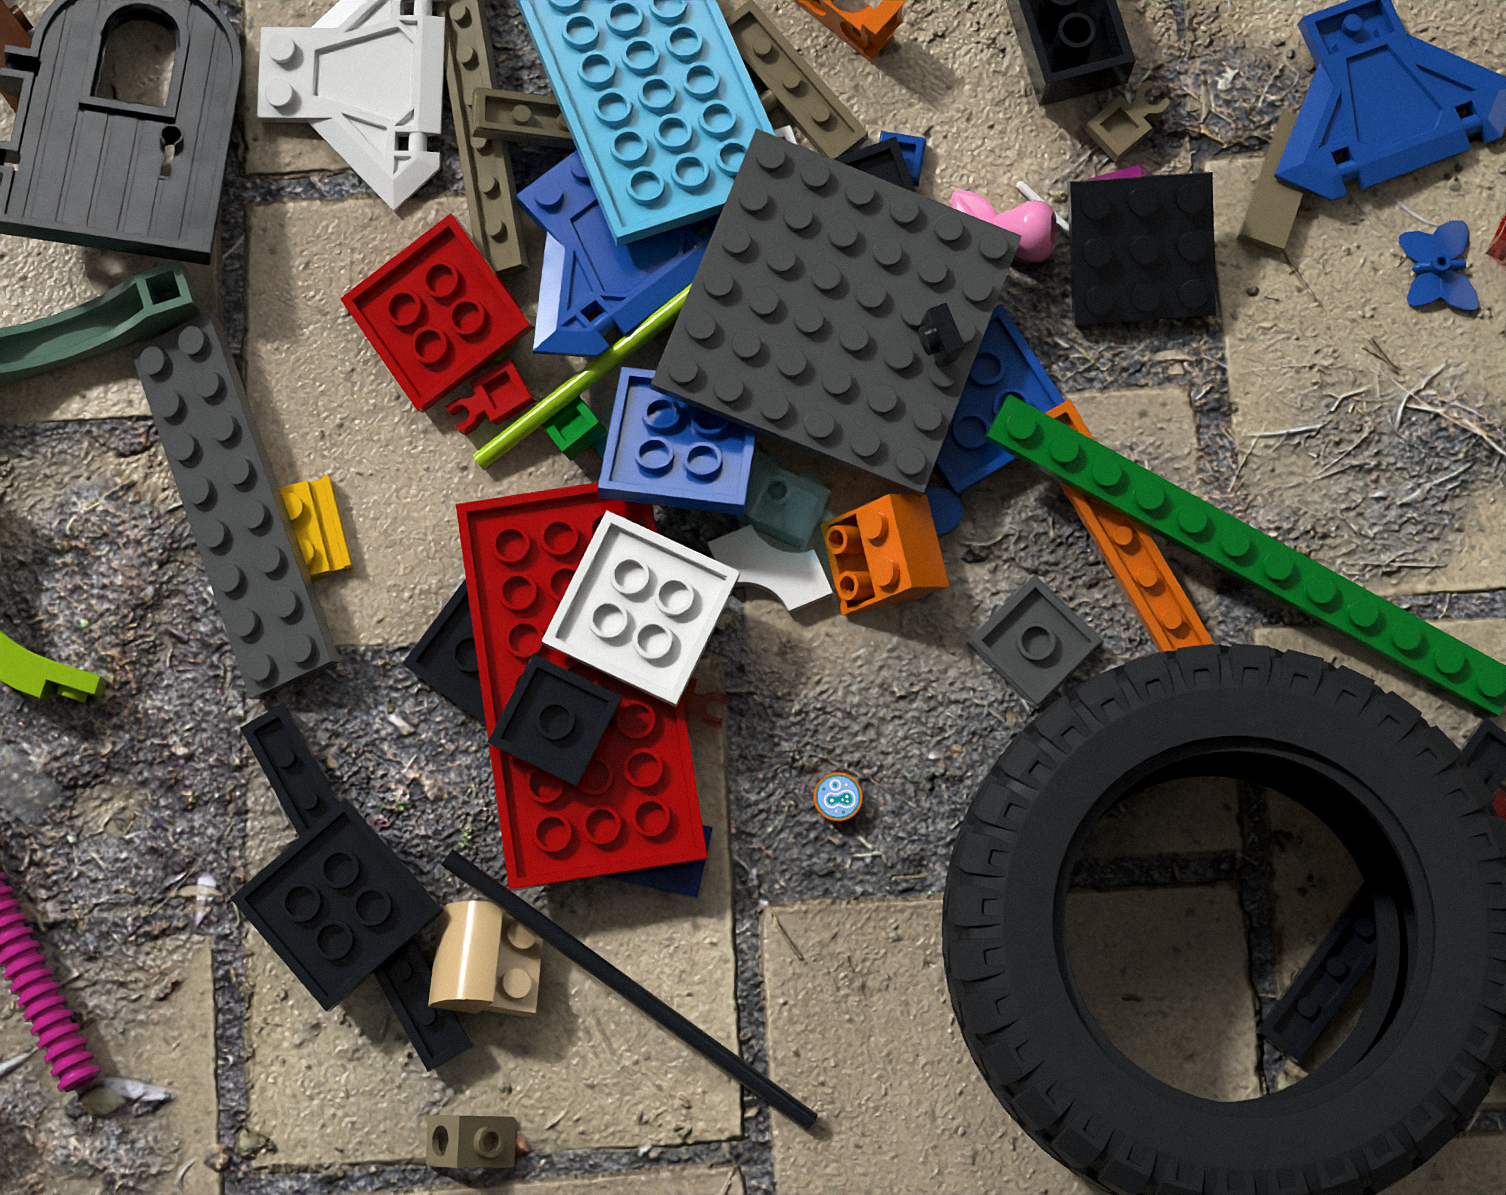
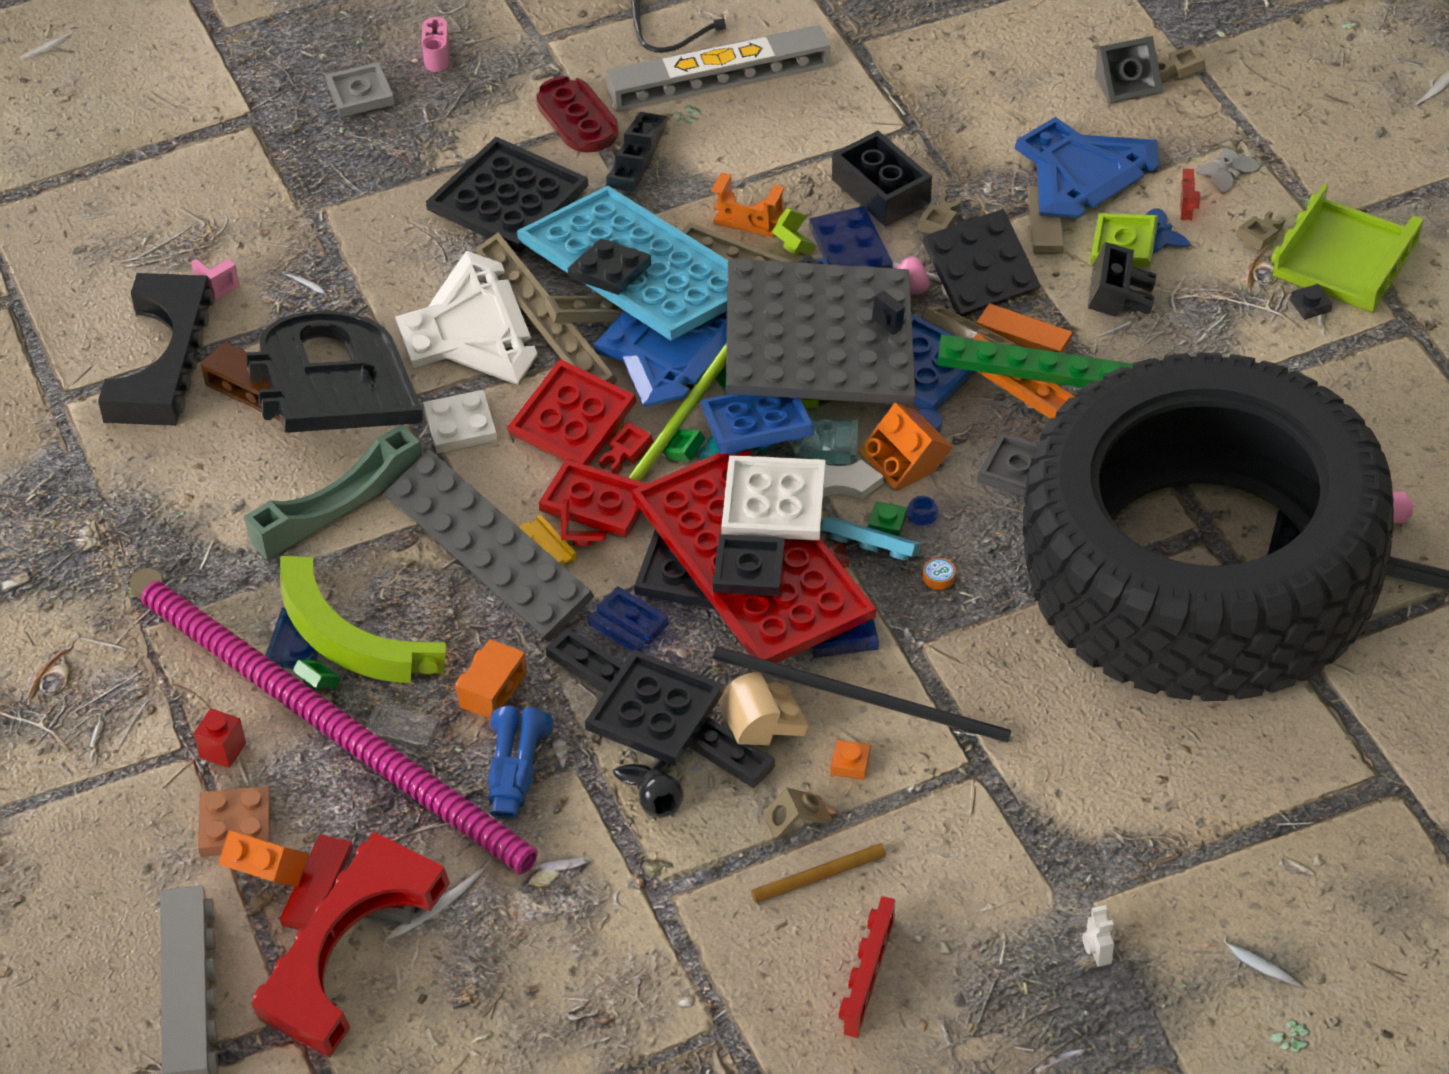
camera: 20 degrees left, 30 degrees down
(112, 933) = (509, 775): none -> blue piece
(147, 750) = (491, 678): none -> orange brick
(286, 253) = (460, 421): none -> white plate
(295, 1037) = (659, 793): none -> black piece
(366, 534) = (580, 538): none -> red bracket
(374, 715) = (628, 619): none -> clear blue plate
(412, 474) = (595, 498): none -> red plate
(579, 1075) = (850, 759): none -> orange plate
(585, 67) = (609, 266): none -> black plate
(767, 700) = (871, 538): none -> medium azure plate
(807, 669) = (888, 518): none -> green plate
(861, 676) = (922, 510): none -> clear blue plate
(890, 82) = (787, 230): none -> lime bracket
(973, 123) = (850, 239): none -> clear blue plate
(1070, 365) = (960, 326): none -> dark tan plate
(1154, 389) = (1024, 329): none -> orange tile
(1320, 356) = (1111, 282): none -> black brick
(1379, 273) = (1128, 231): none -> lime tile

